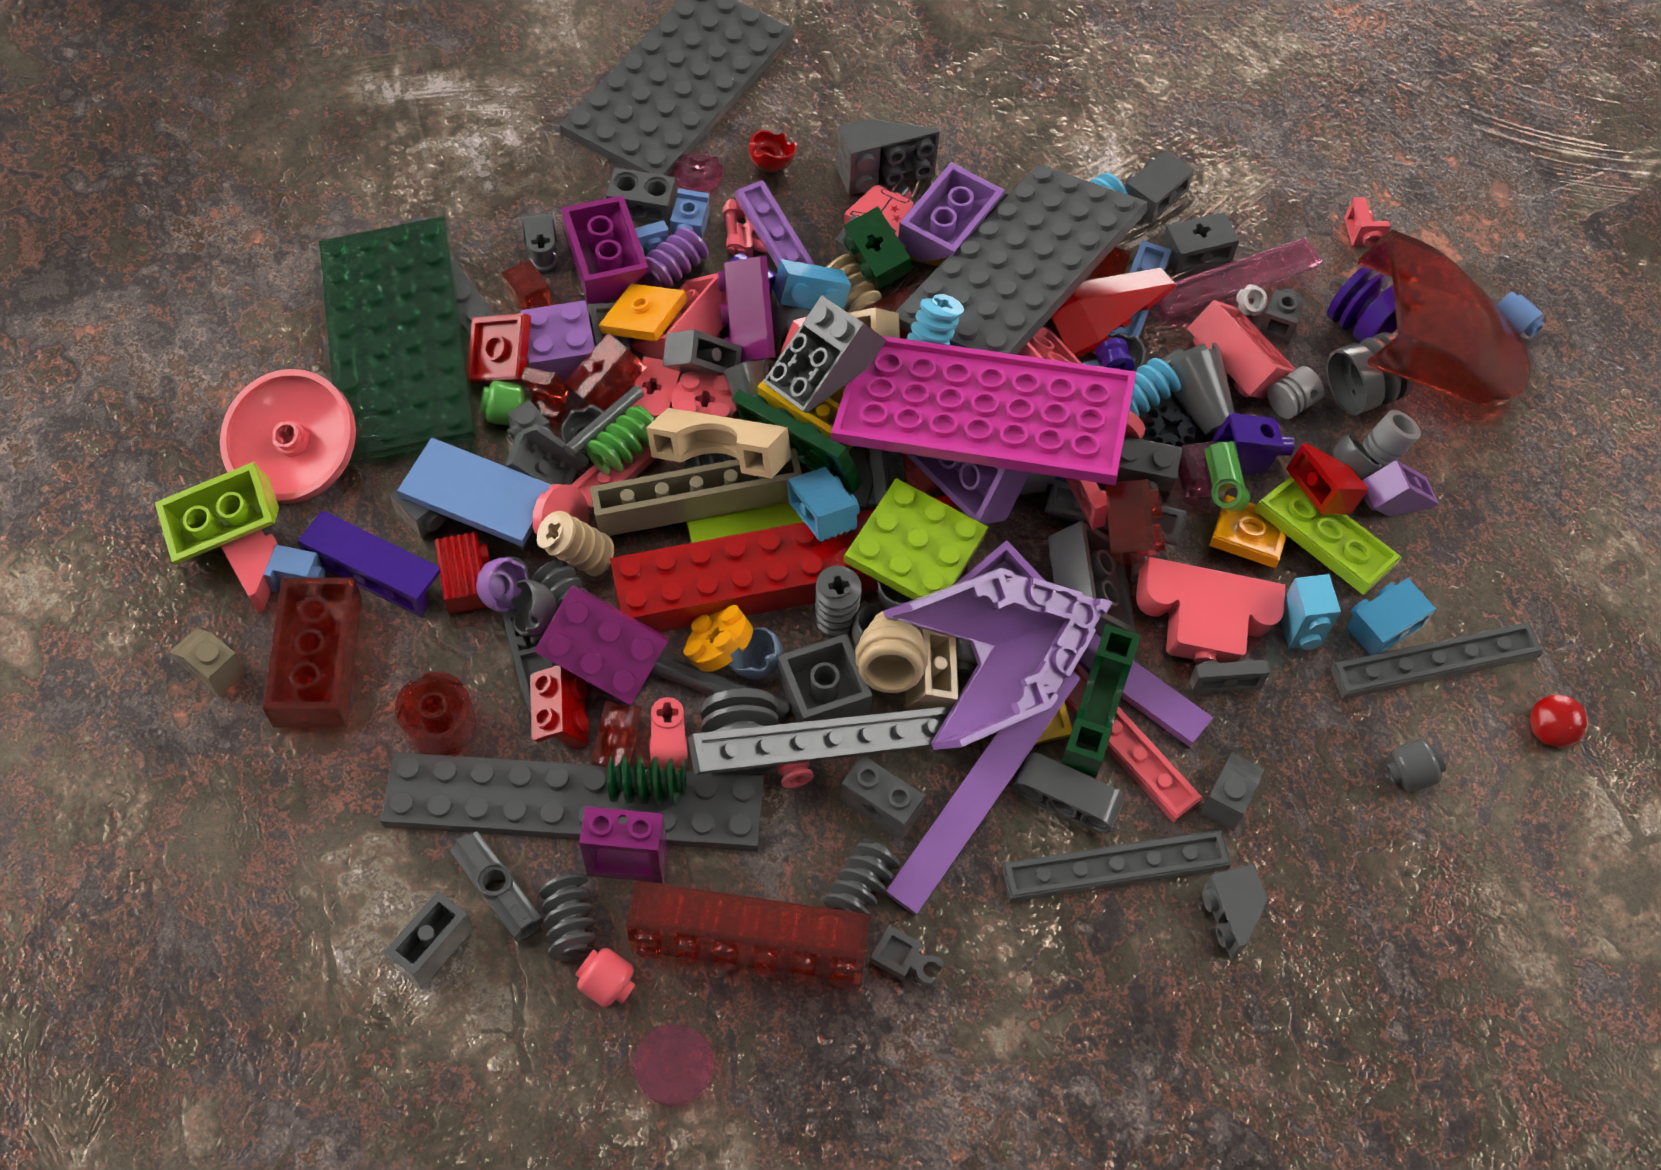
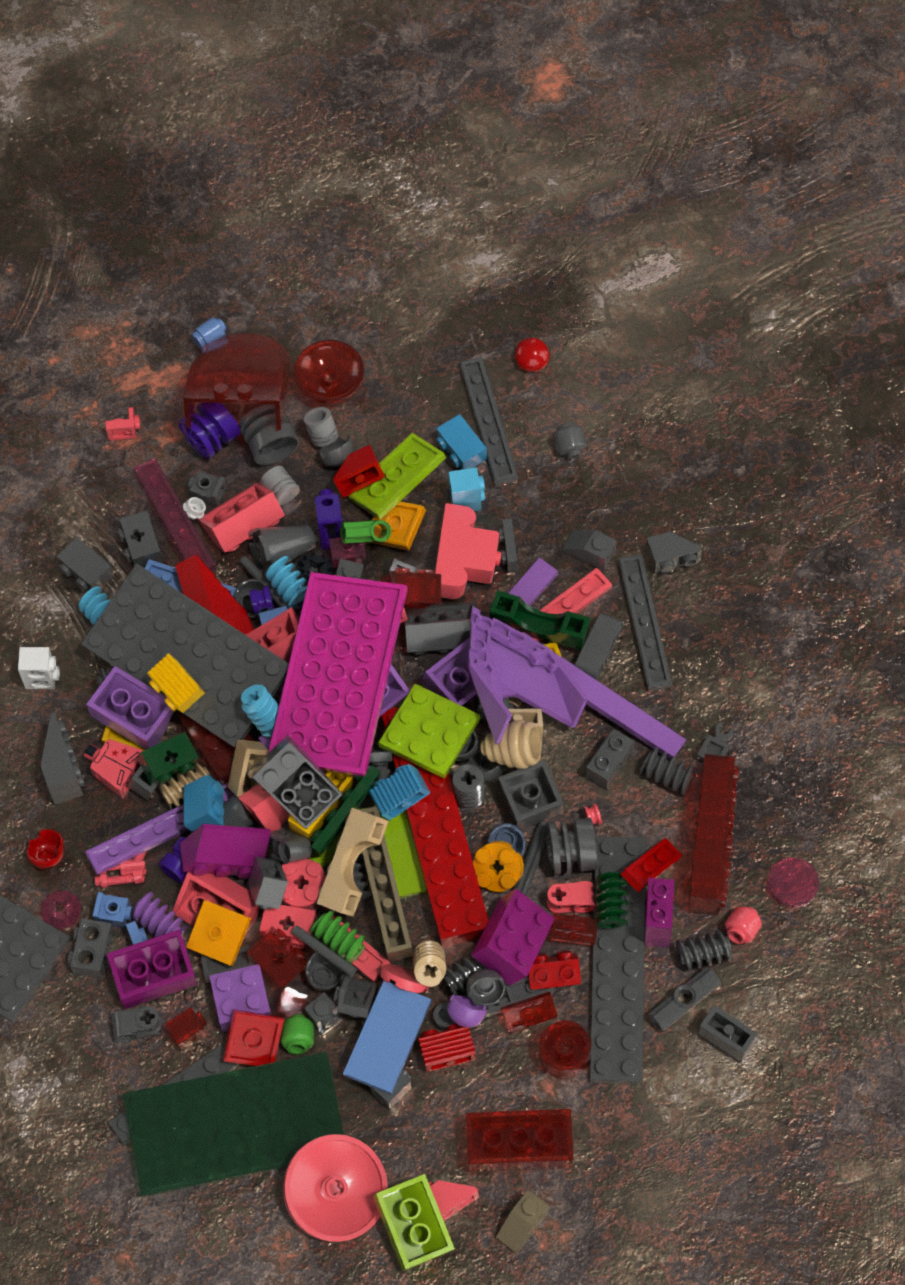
camera: 85 degrees left, 5 degrees up
(291, 563) = (450, 1165): medium blue brick -> none
(371, 561) = (441, 1113): dark purple panel -> none
(502, 676) = (529, 1012): none -> clear red tile
(704, 841) = (651, 864): none -> red plate
(814, 740) = (583, 789): plate -> none
(974, 240) = (175, 683): none -> yellow brick
(1009, 132) = (38, 668): none -> white brick
(1398, 490) = (361, 427): medium lavender slope -> none
(1488, 436) = (325, 361): none -> clear red dish

